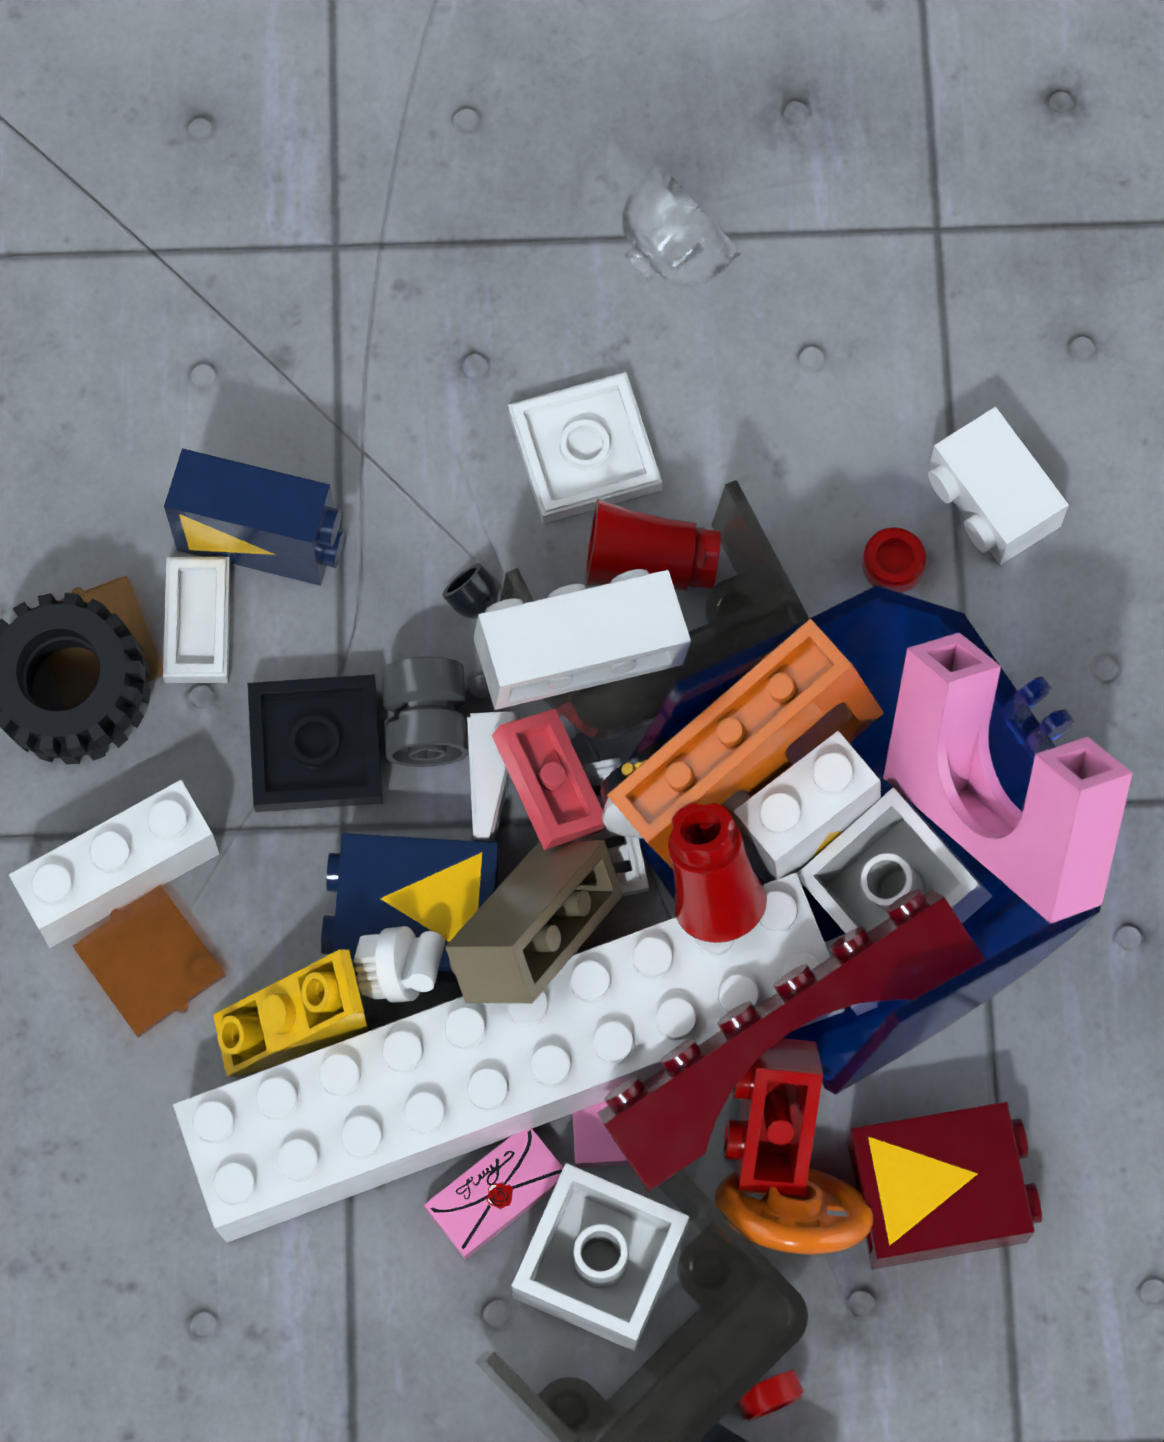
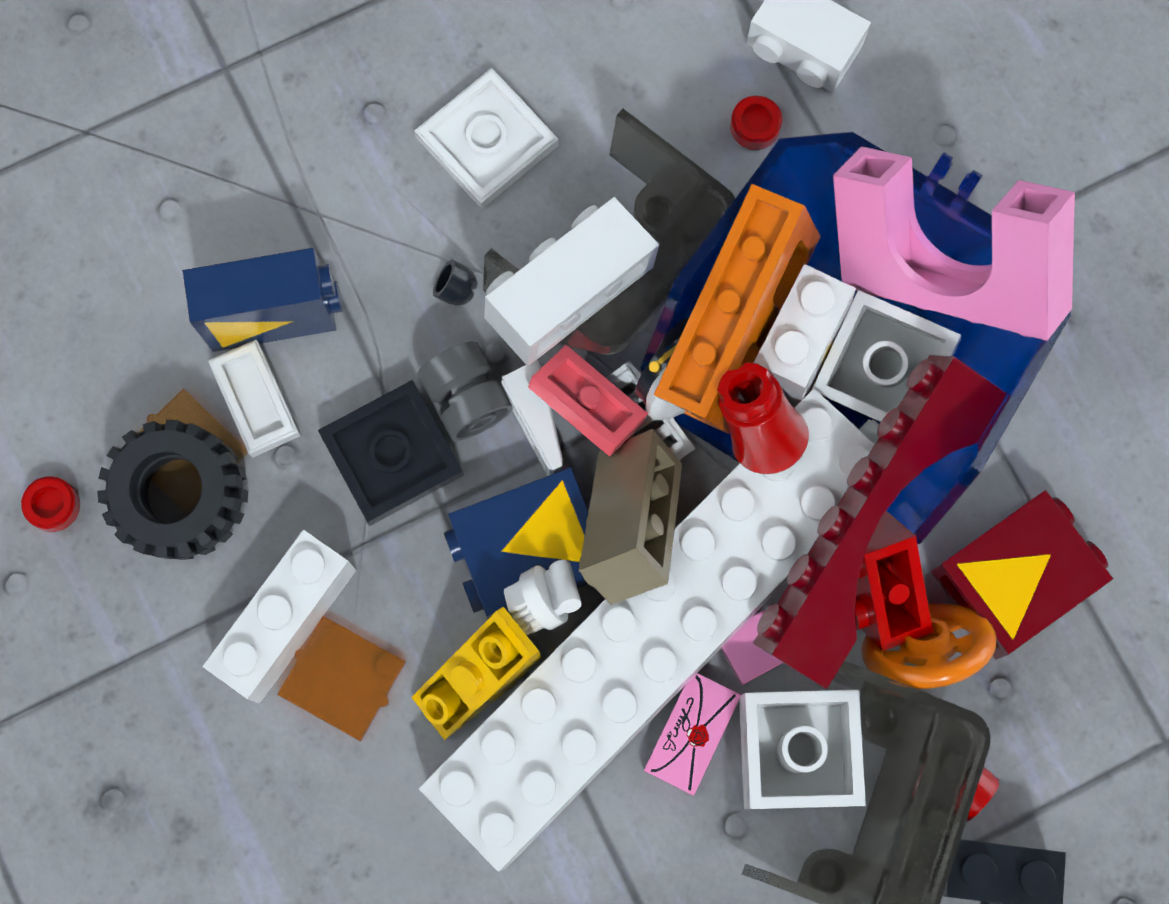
camera: 25 degrees left, 5 degrees up
(637, 540) = (561, 193): red plant -> none

